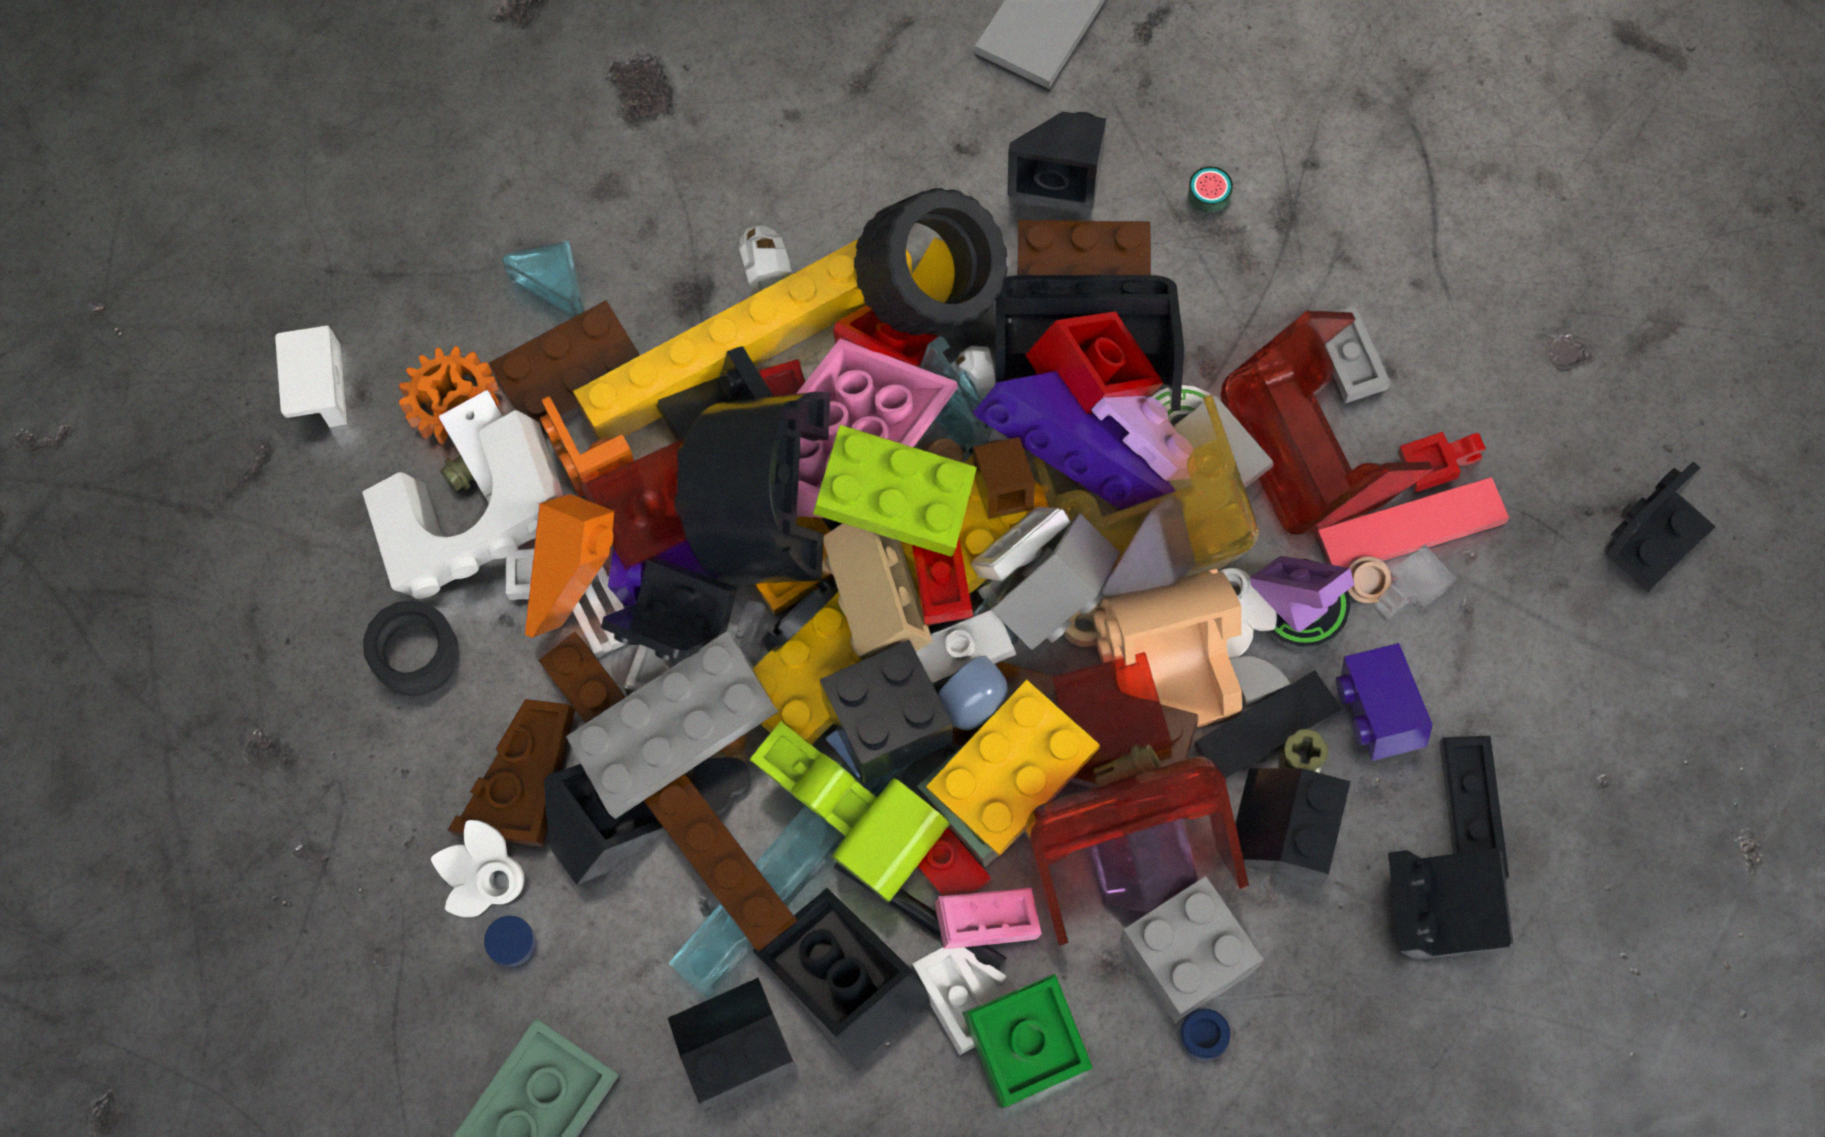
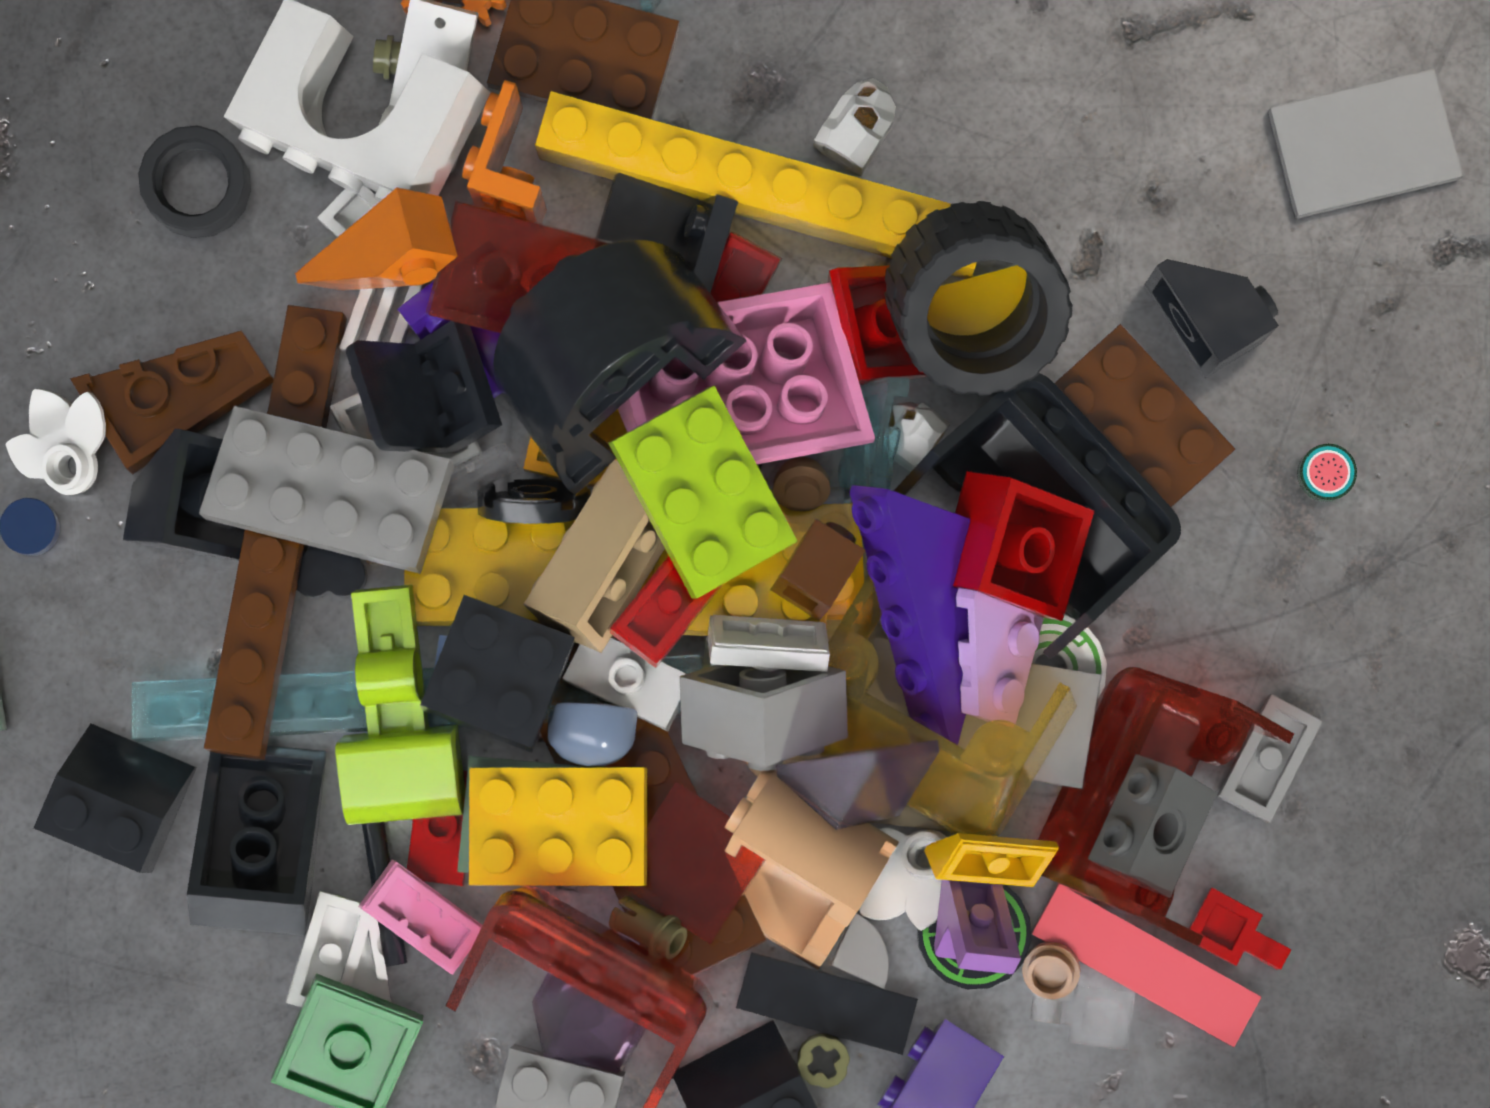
camera: 45 degrees right, 15 degrees up
(1268, 544) = (990, 859): none -> yellow slope
(1332, 439) = (1153, 825): none -> dark grey brick

